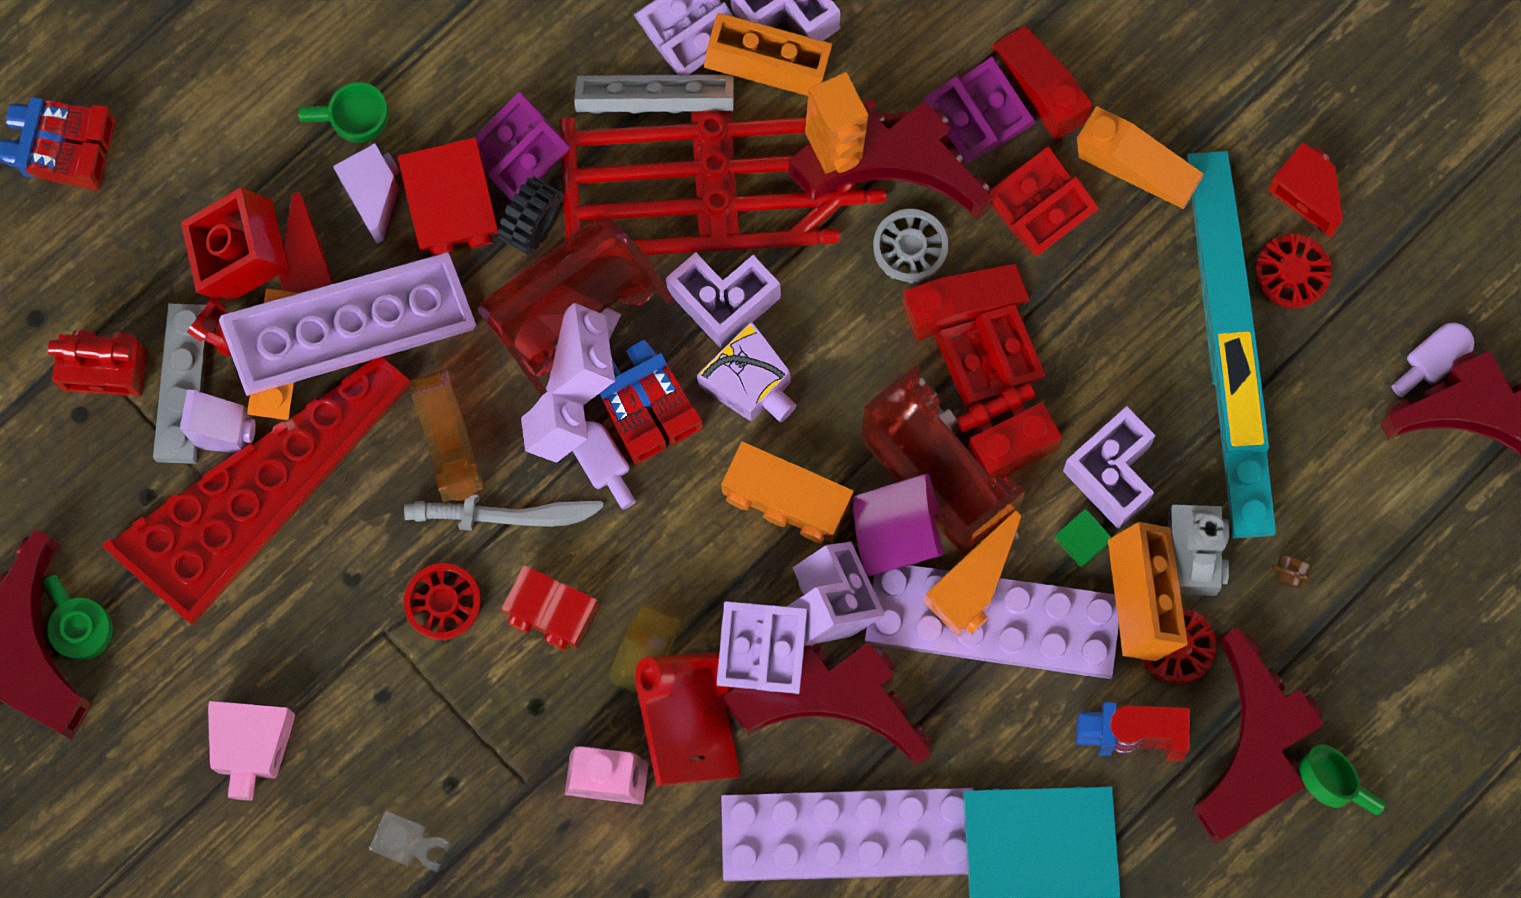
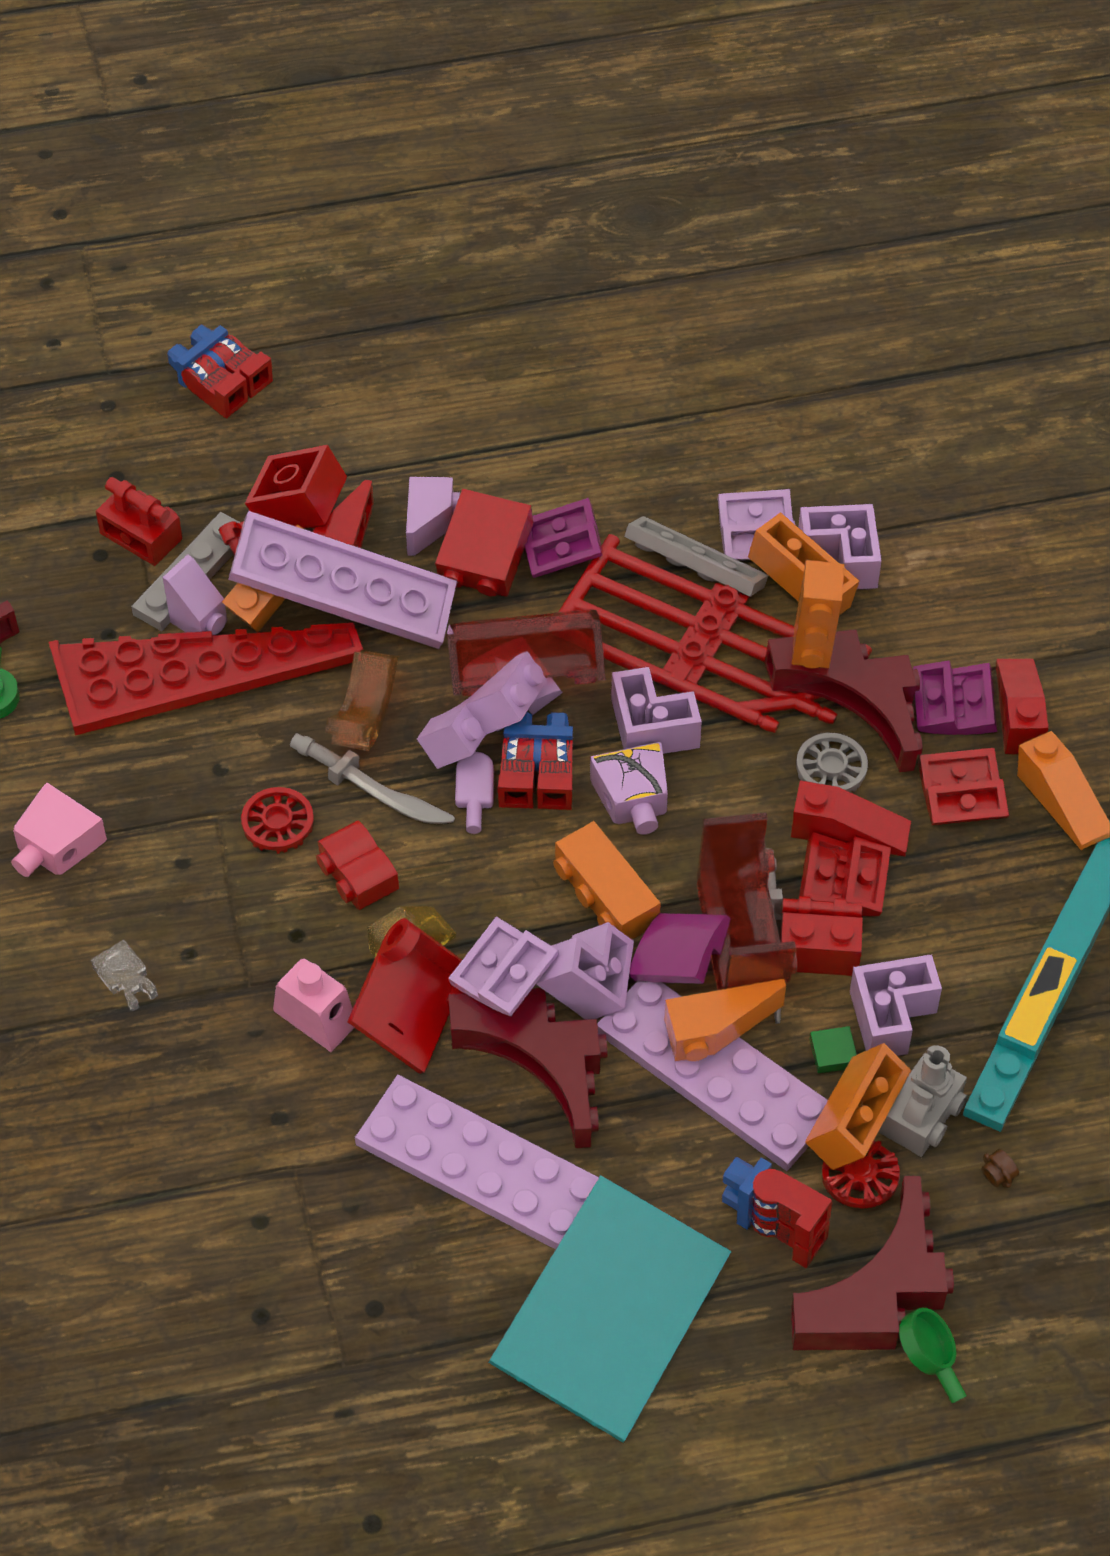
camera: 25 degrees right, 20 degrees down
(355, 112) = (452, 455): green piece -> none
(530, 215) = (538, 584): black tyre -> none

